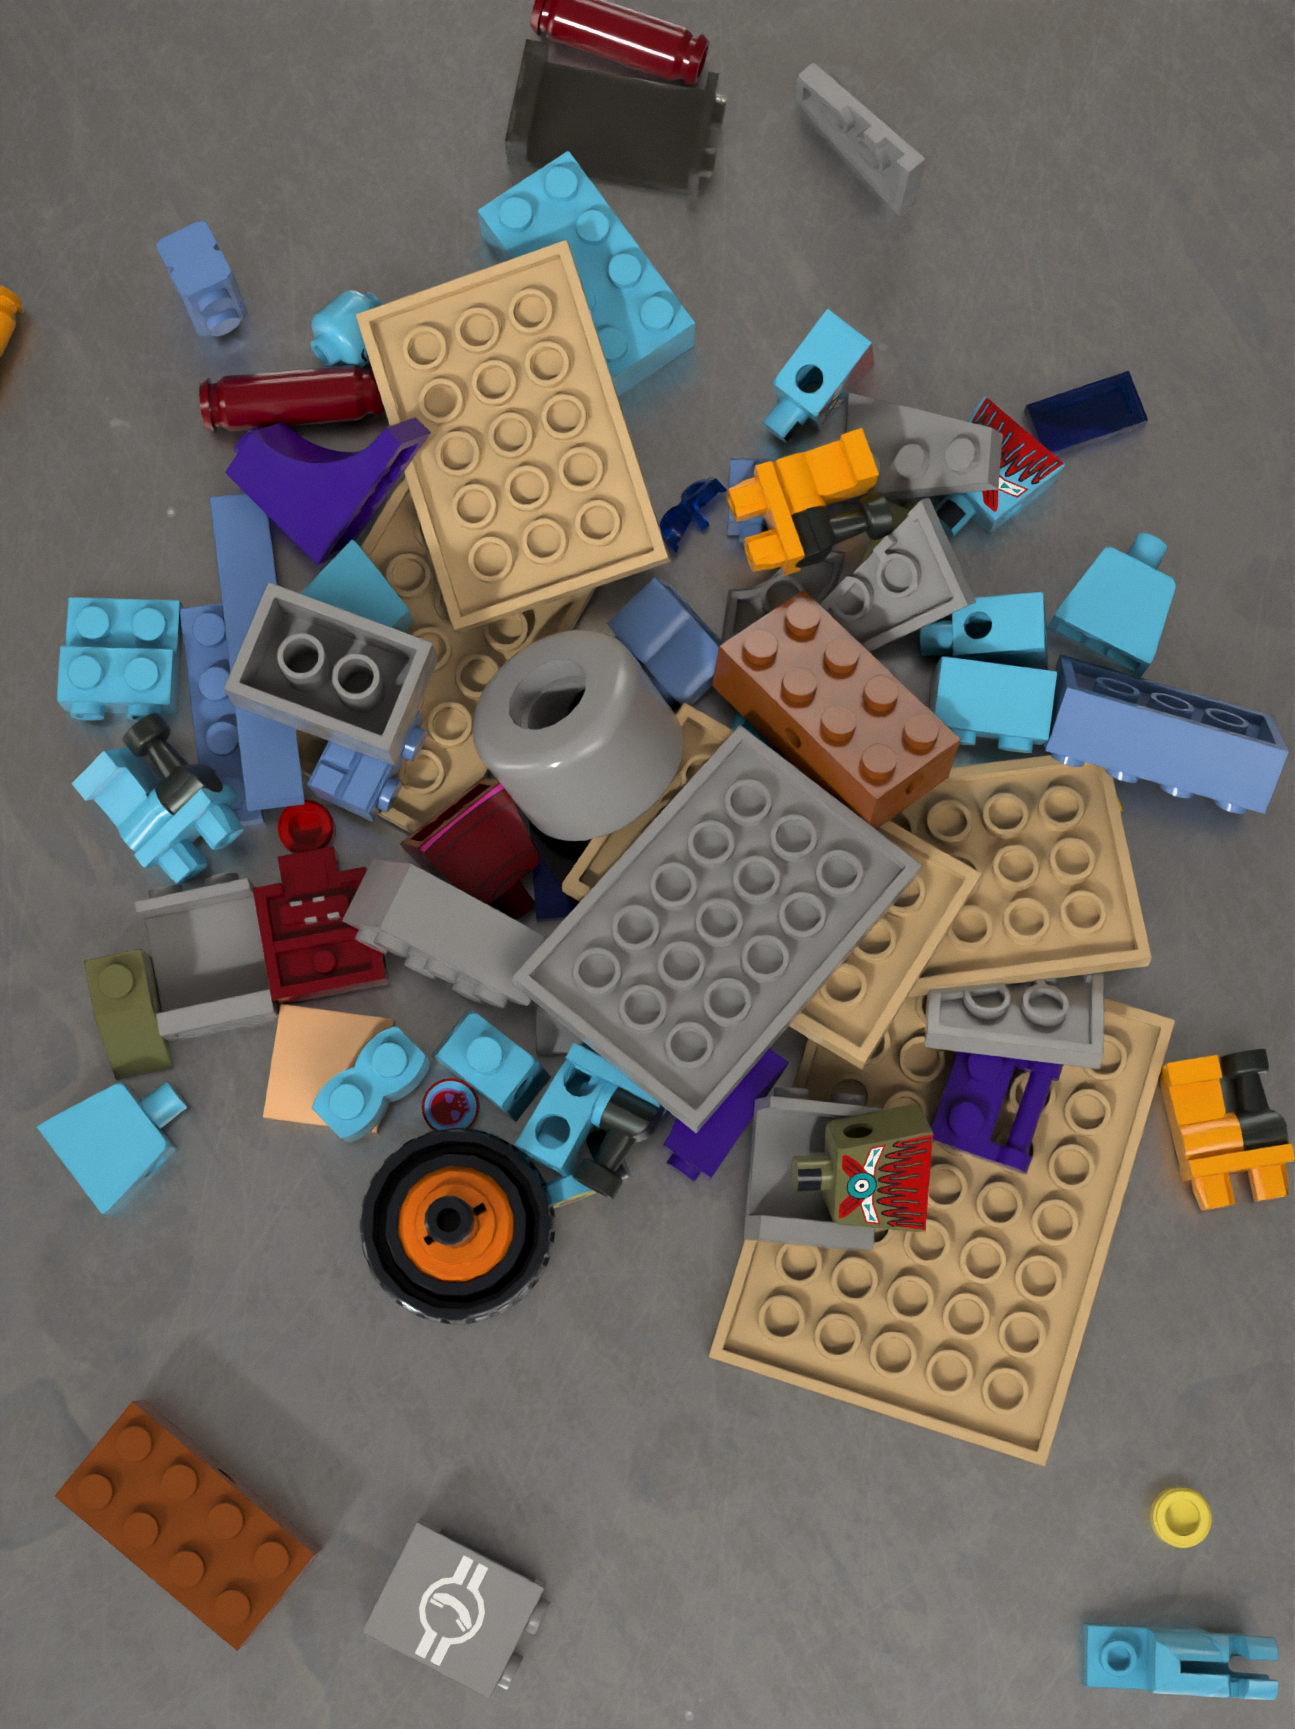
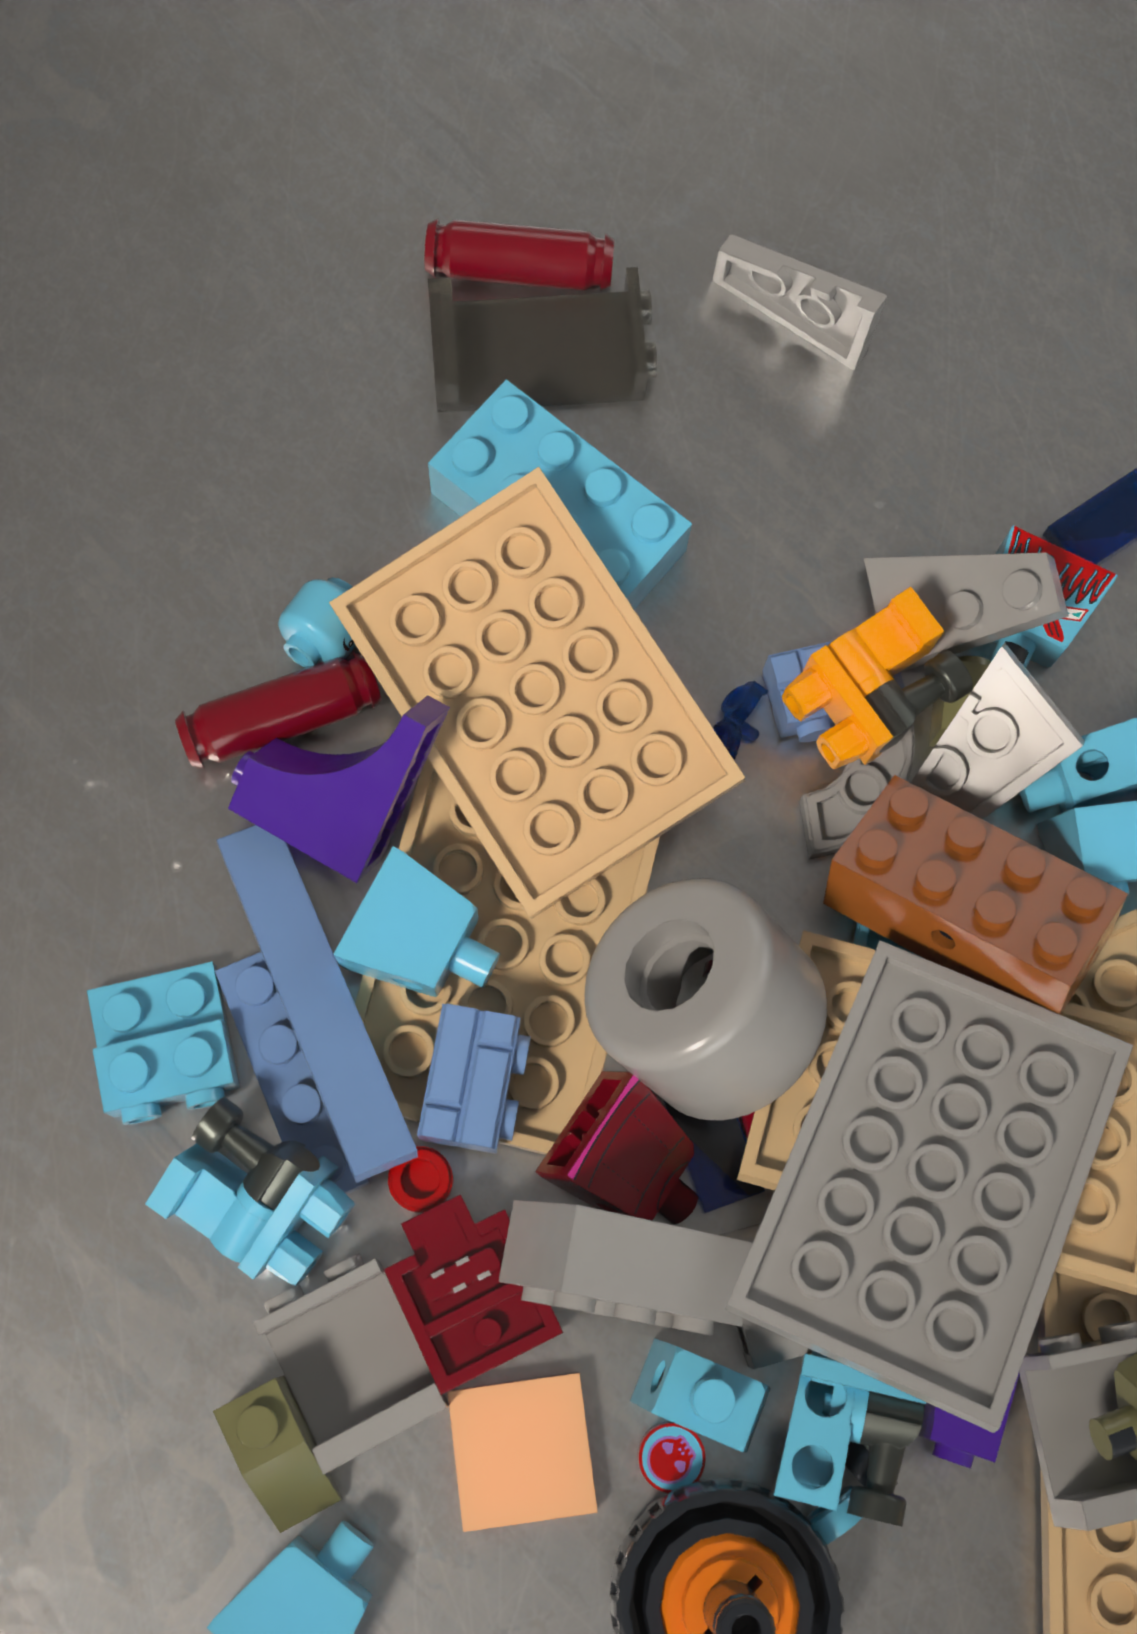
camera: 20 degrees left, 5 degrees down
(202, 279) = (149, 606): medium blue brick -> none
(331, 673) = (416, 1004): light grey brick -> none
(383, 1073) = (572, 1480): medium azure brick -> none
(669, 641) = (764, 864): medium blue brick -> none
(828, 356) = (840, 534): medium azure torso -> none

